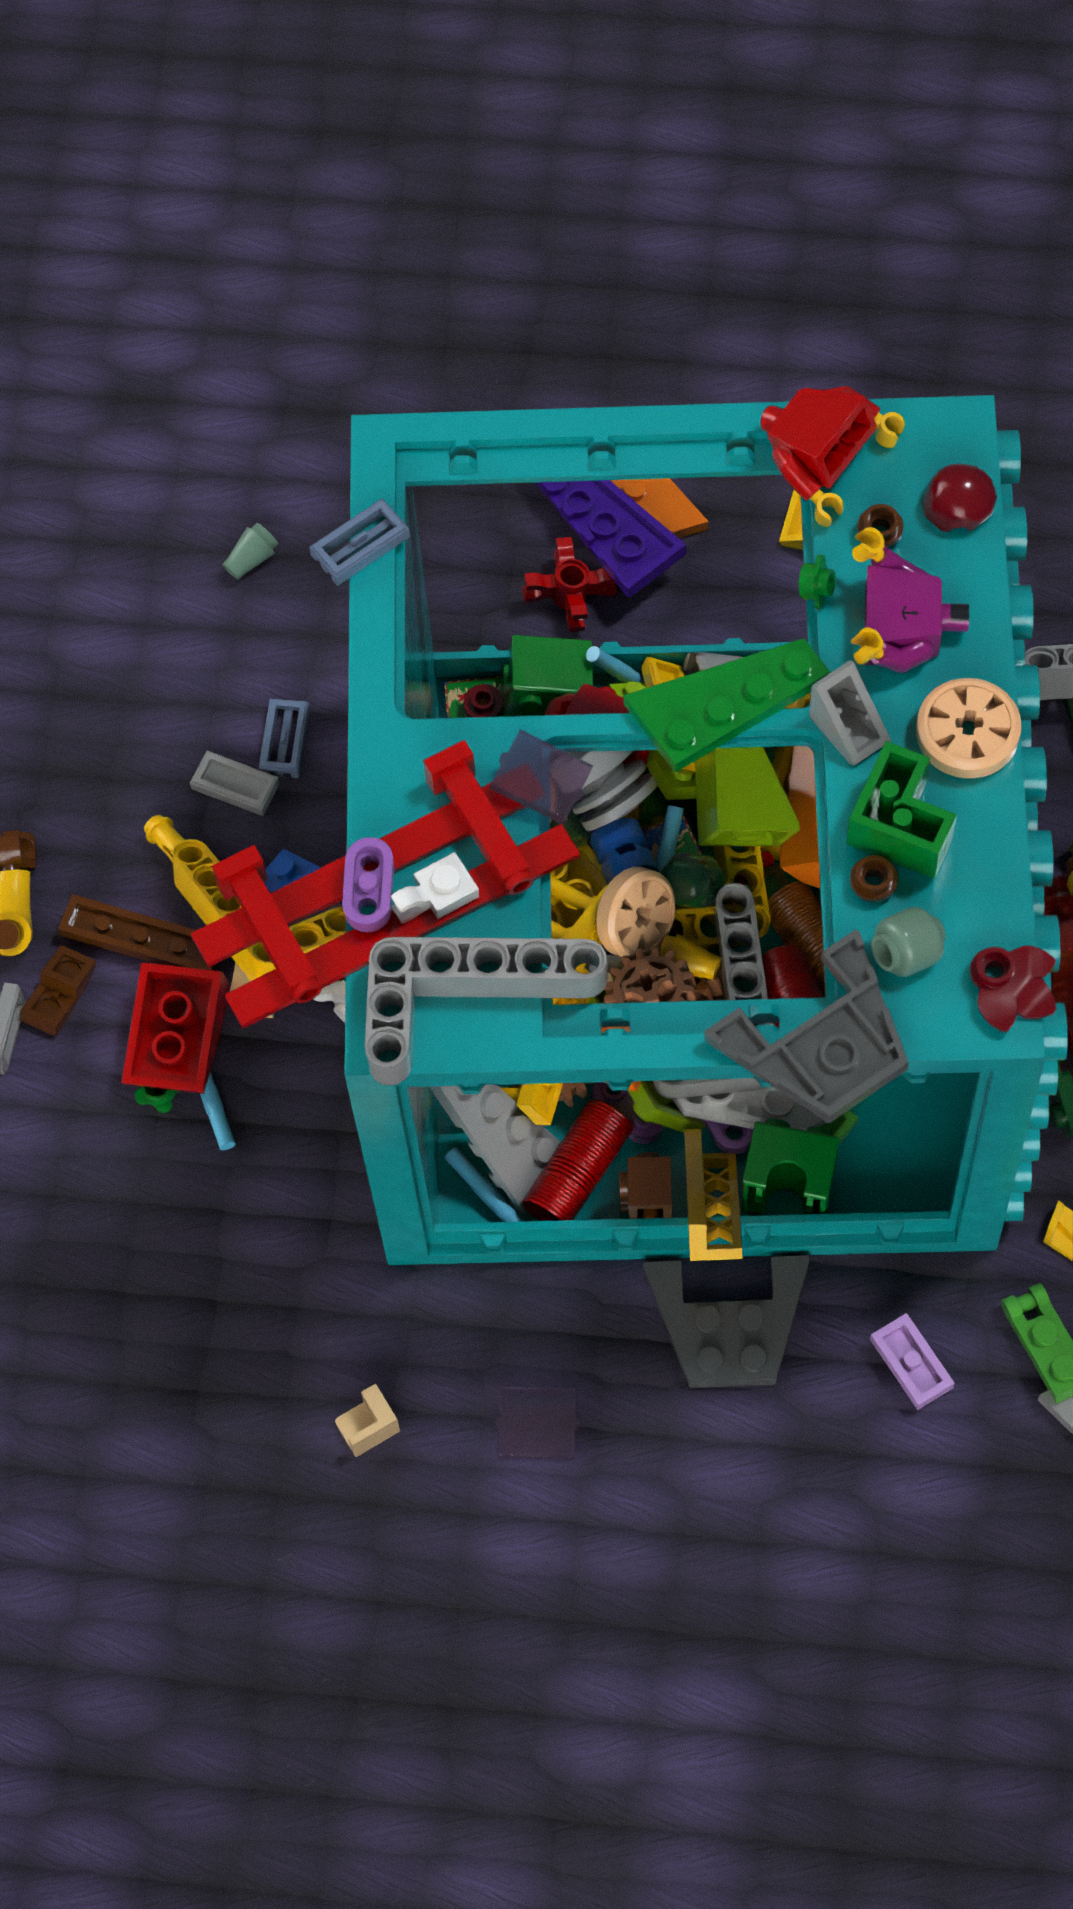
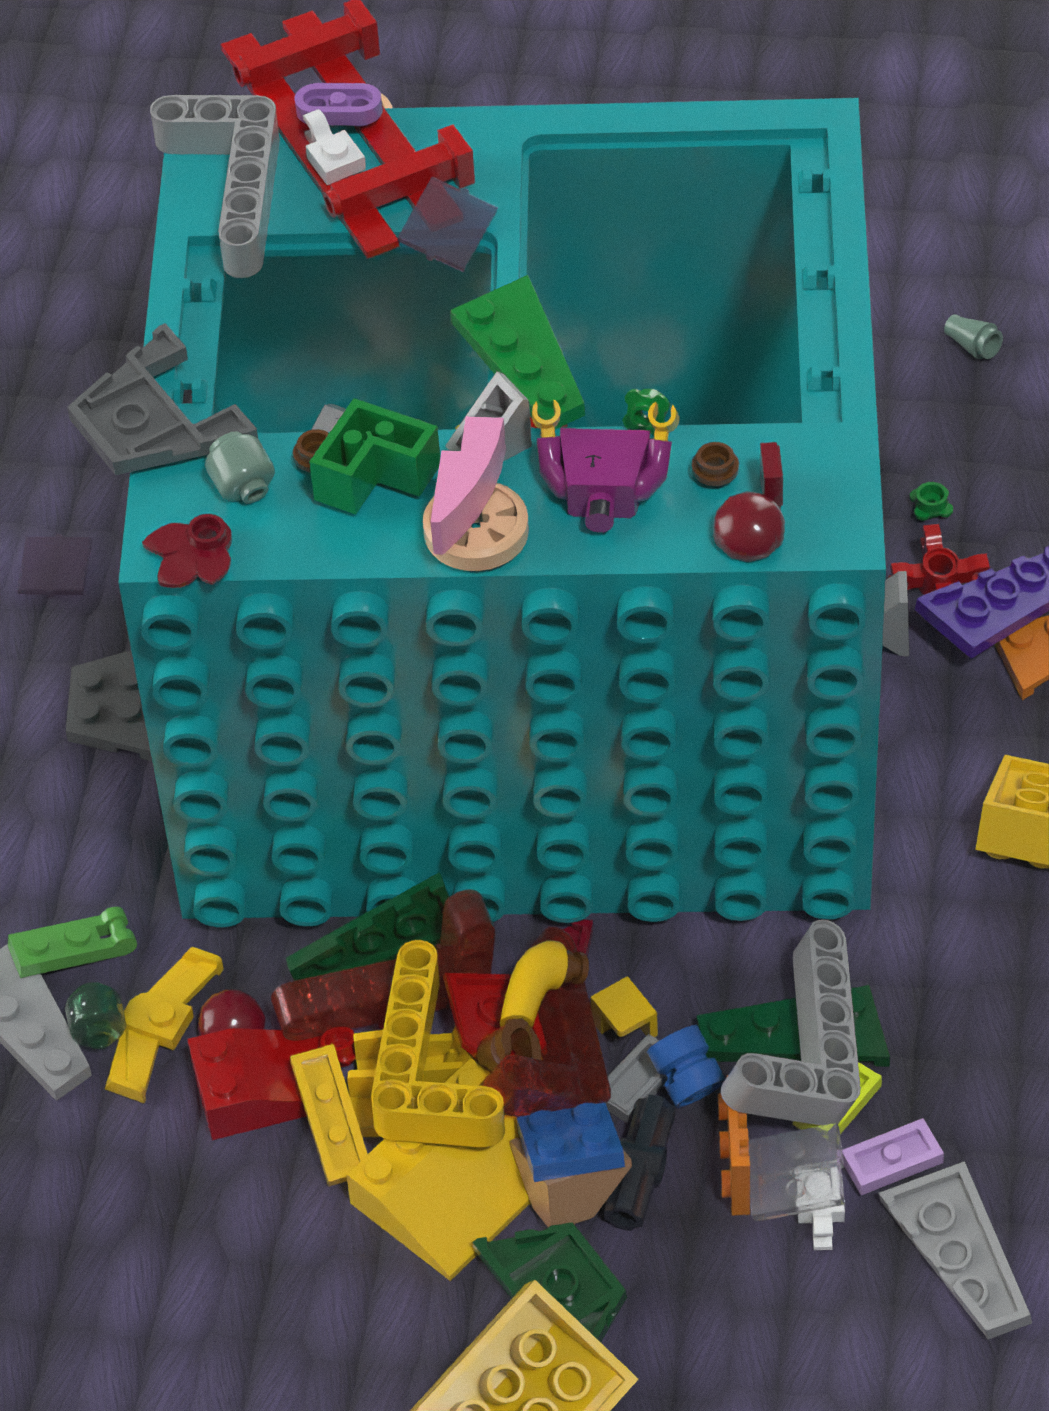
camera: 90 degrees right, 15 degrees down
(364, 547) = (704, 104): sand blue tile -> none
(368, 1422) = (67, 447): tan panel -> none
(469, 584) = (931, 501): none -> green plate
(635, 614) = (896, 614): none -> light grey slope
(821, 436) = (810, 405): red torso -> none
(901, 475) = (771, 472): none -> dark red tile
(912, 1361) = (69, 835): lavender plate -> none
(949, 717) = (466, 480): none -> bright pink slope

